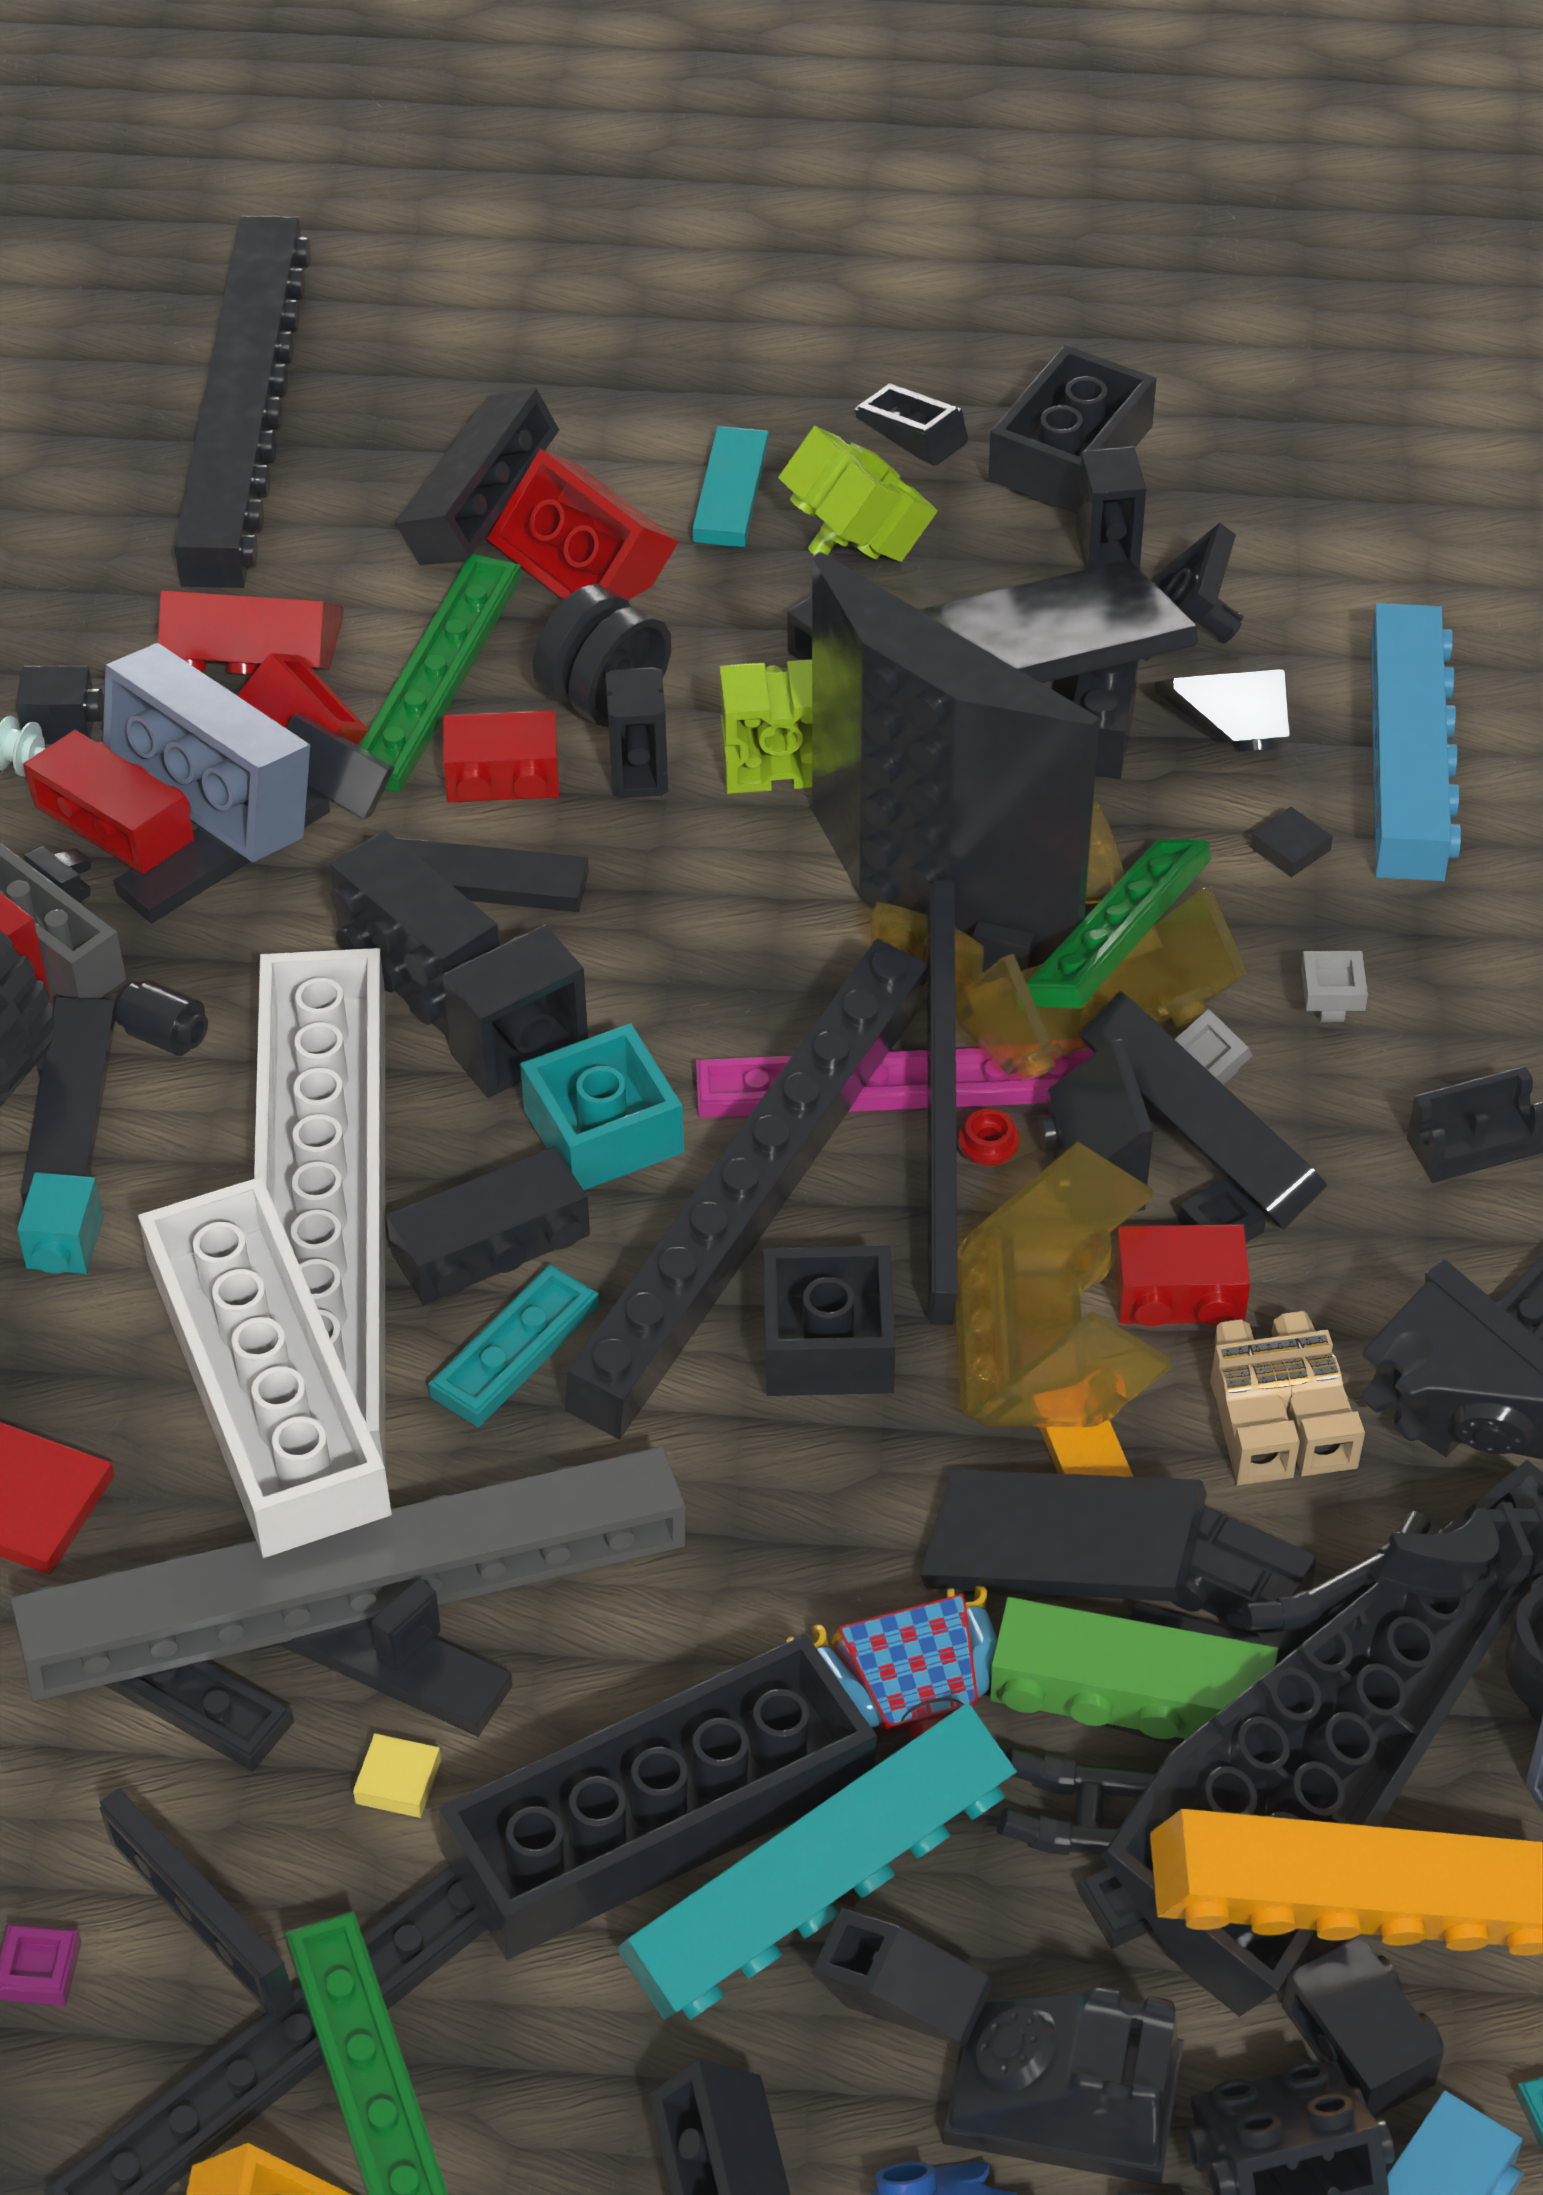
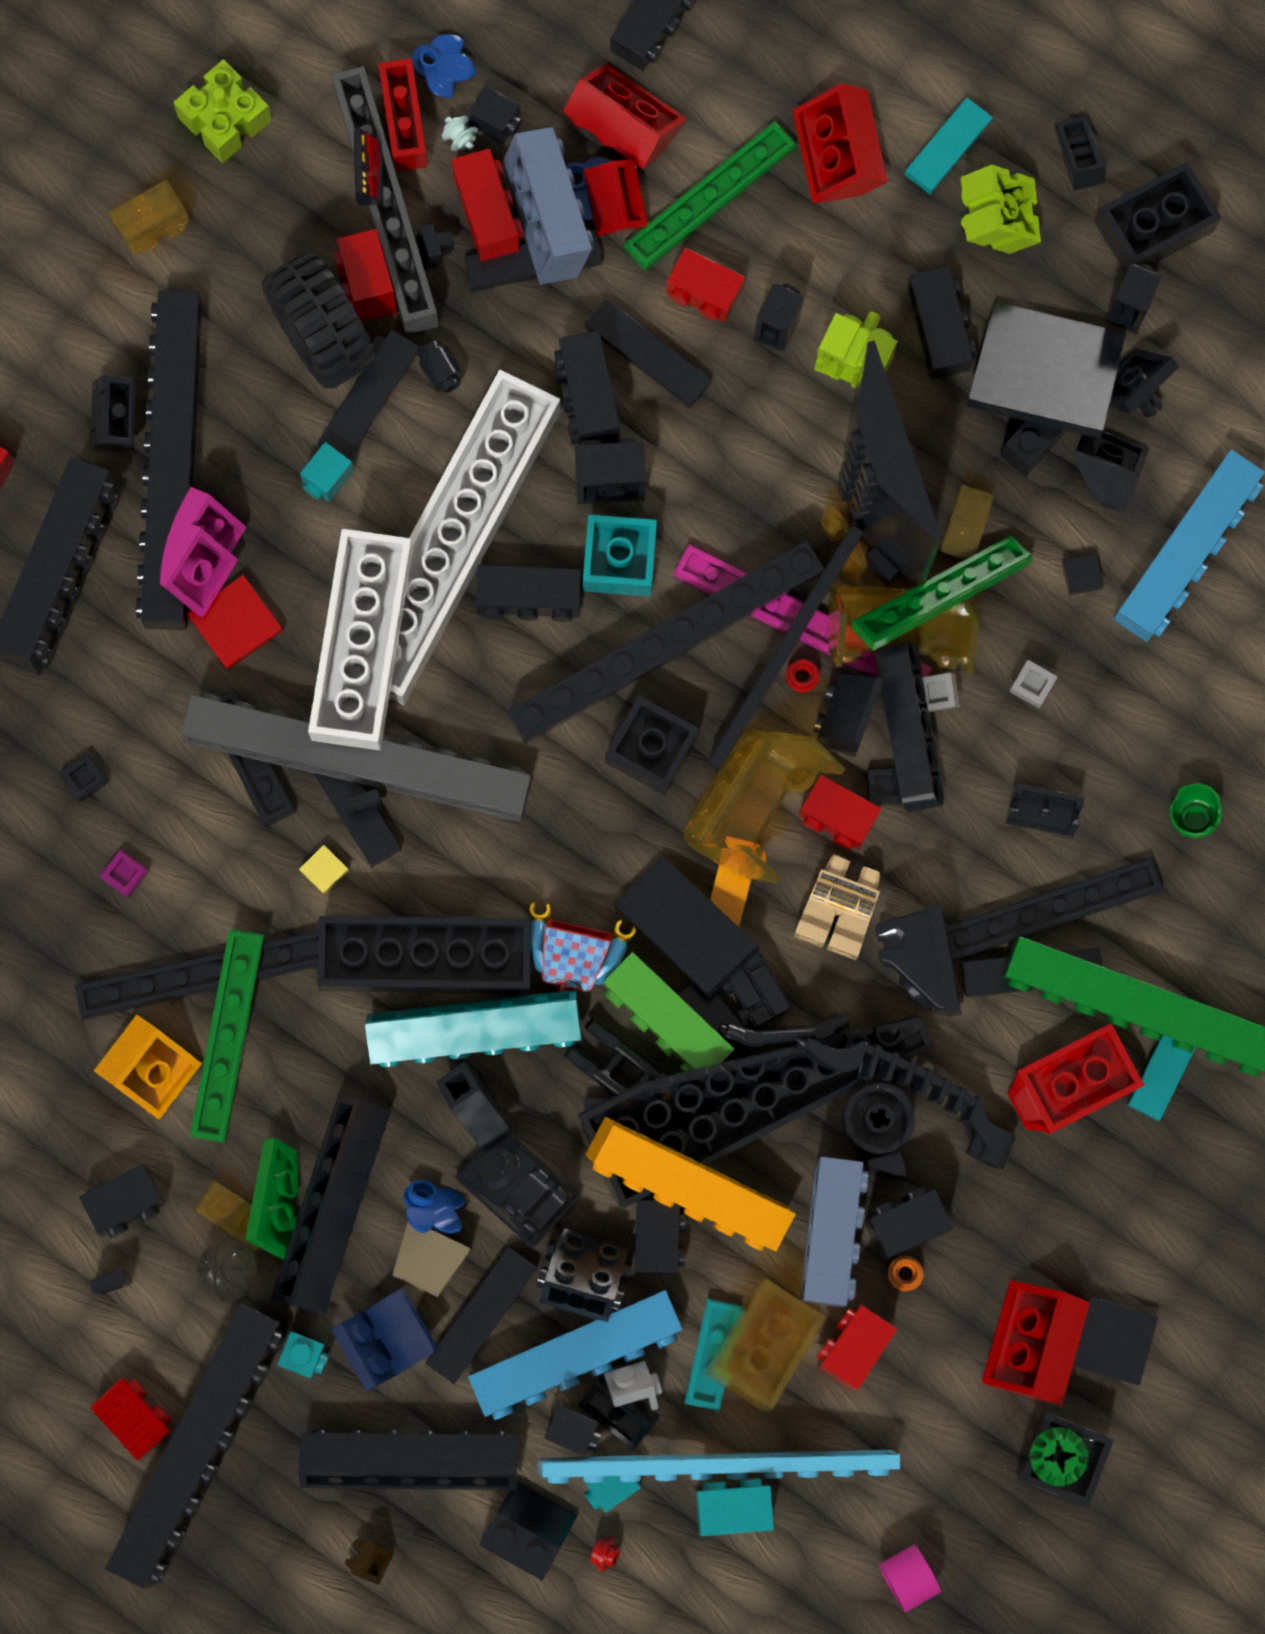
camera: 25 degrees right, 30 degrees up
(197, 1903) = (200, 888): black tile -> none
(341, 767) = (612, 245): black tile -> none
(477, 477) = (807, 68): black brick -> none
(514, 1345) = (505, 664): teal tile -> none
(590, 637) = (791, 251): black wheel -> none

